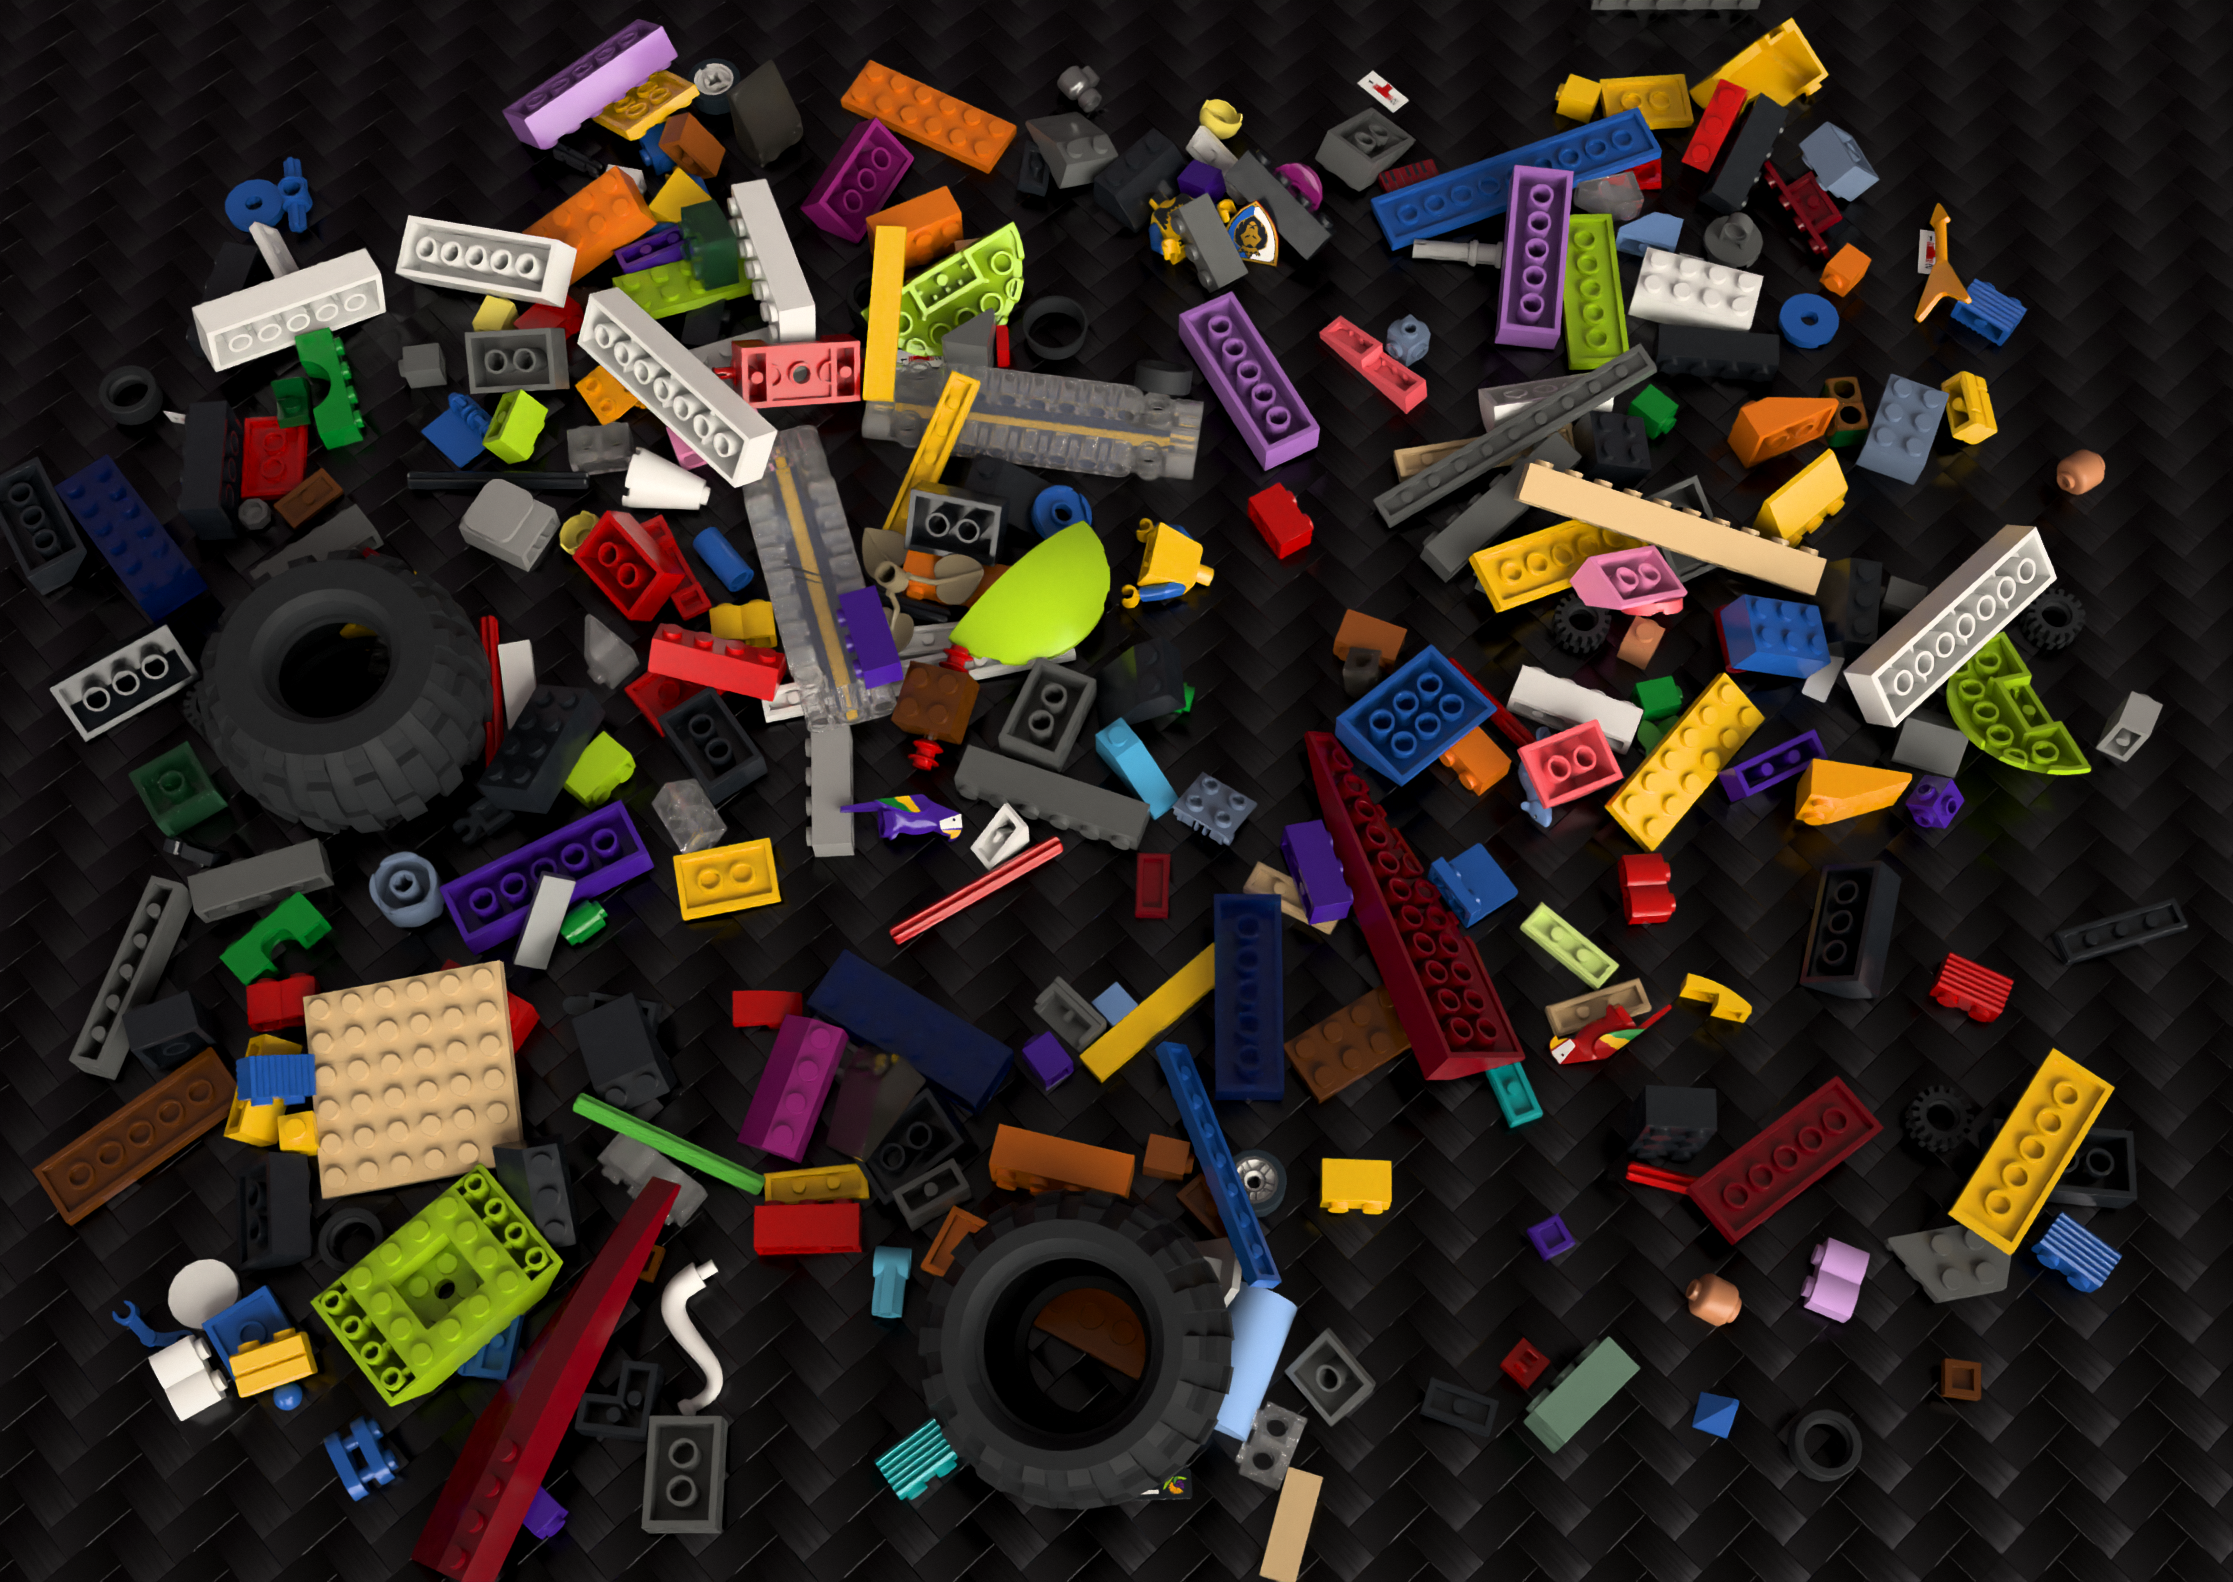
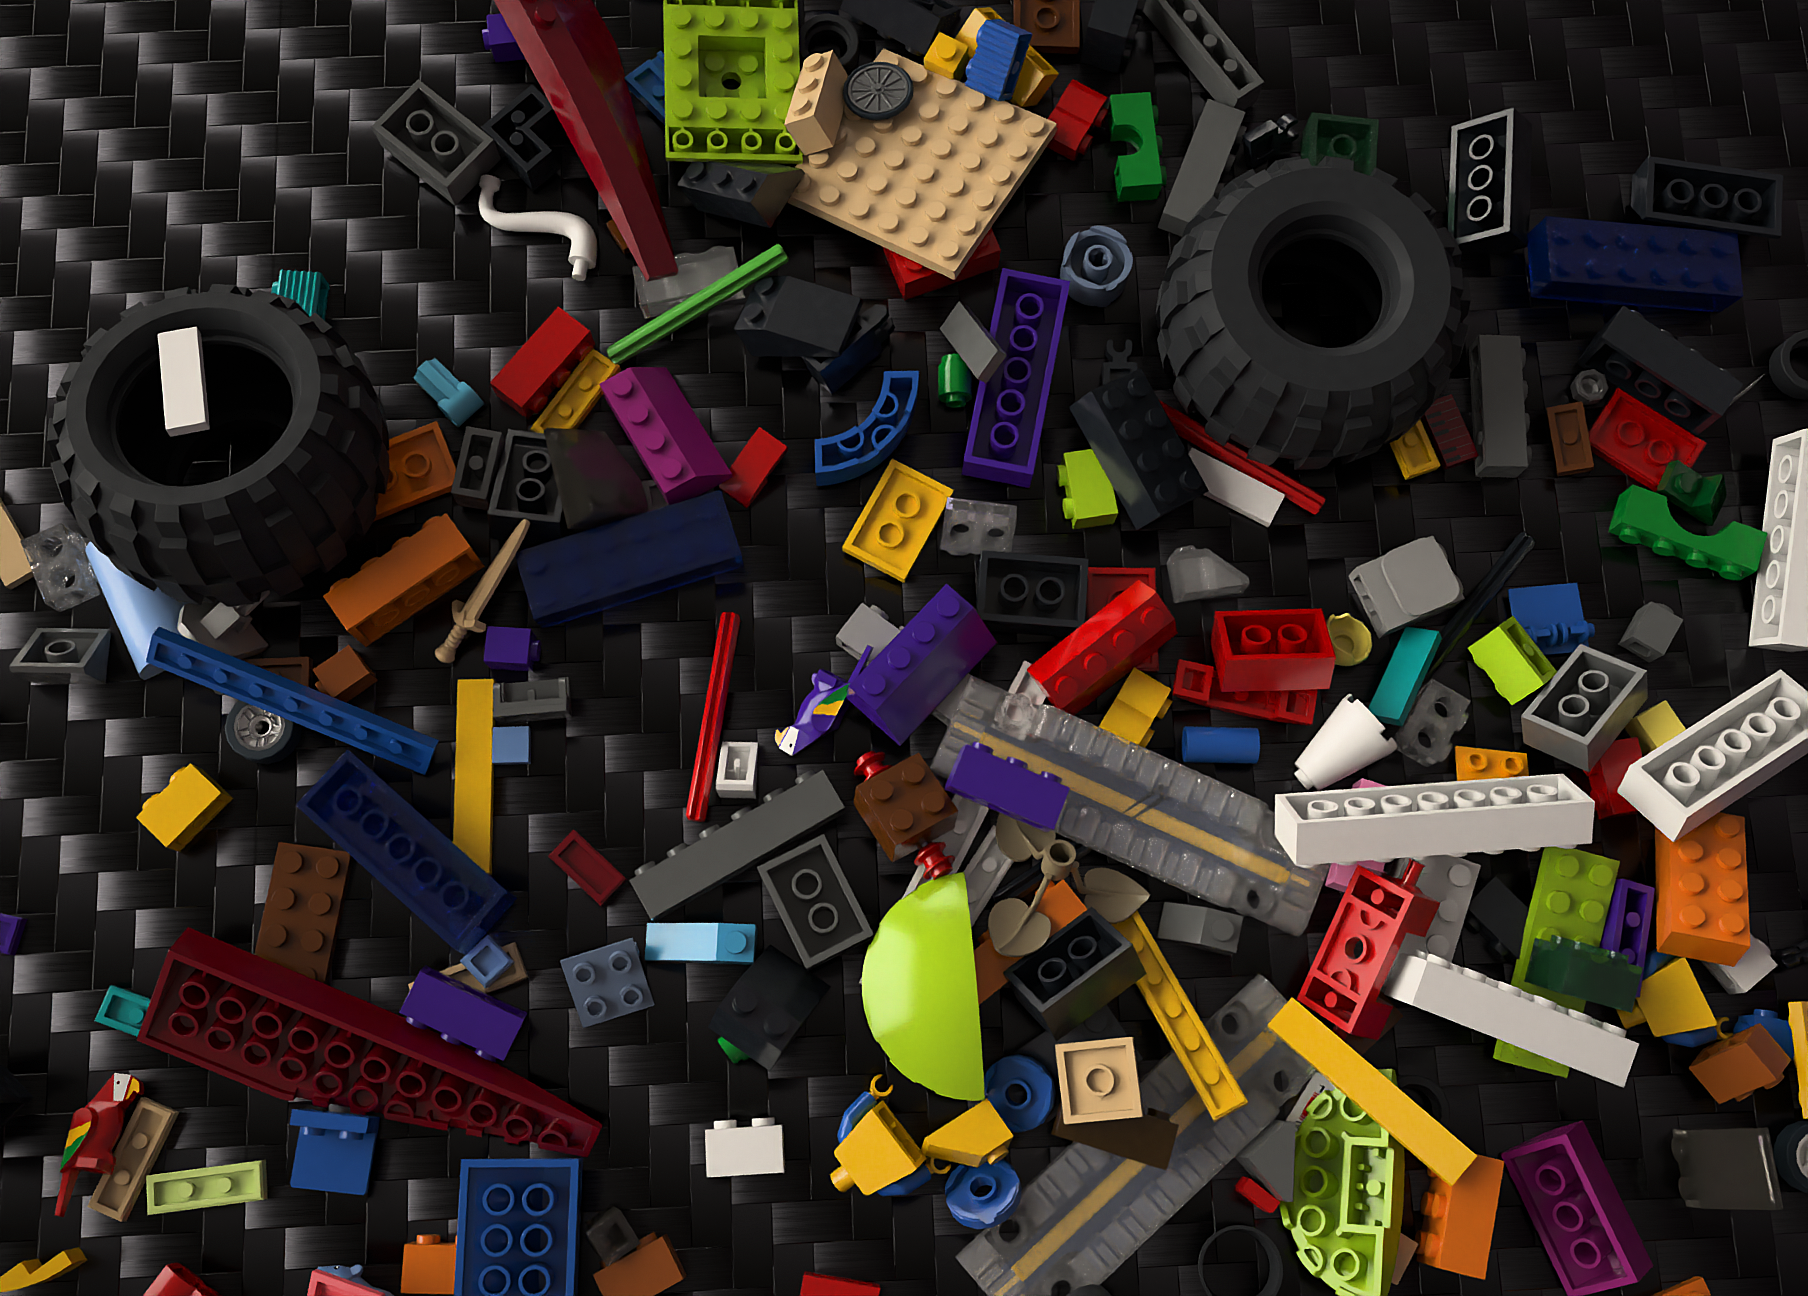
camera: 125 degrees right, 10 degrees up
(371, 1155) = (878, 90): none -> dark grey wheel
(418, 1189) = (817, 103): none -> tan brick
(579, 482) = (1404, 675): none -> teal tile
(672, 937) = (874, 440): none -> blue brick
(826, 767) = (921, 665): none -> dark purple slope
(860, 486) = (1200, 927): none -> dark grey slope
(1013, 450) = (1099, 1080): none -> tan tile
(1024, 1108) = (468, 613): none -> tan sword
(1034, 435) = (1138, 1138): none -> dark brown brick
(1056, 1357) = (183, 381): none -> white tile
(1111, 515) = (971, 1138): none -> yellow slope
(1156, 487) = (985, 1210): none -> blue tile
(1240, 641) = (744, 1149): none -> white brick
(1271, 884) = (487, 961): none -> medium blue tile

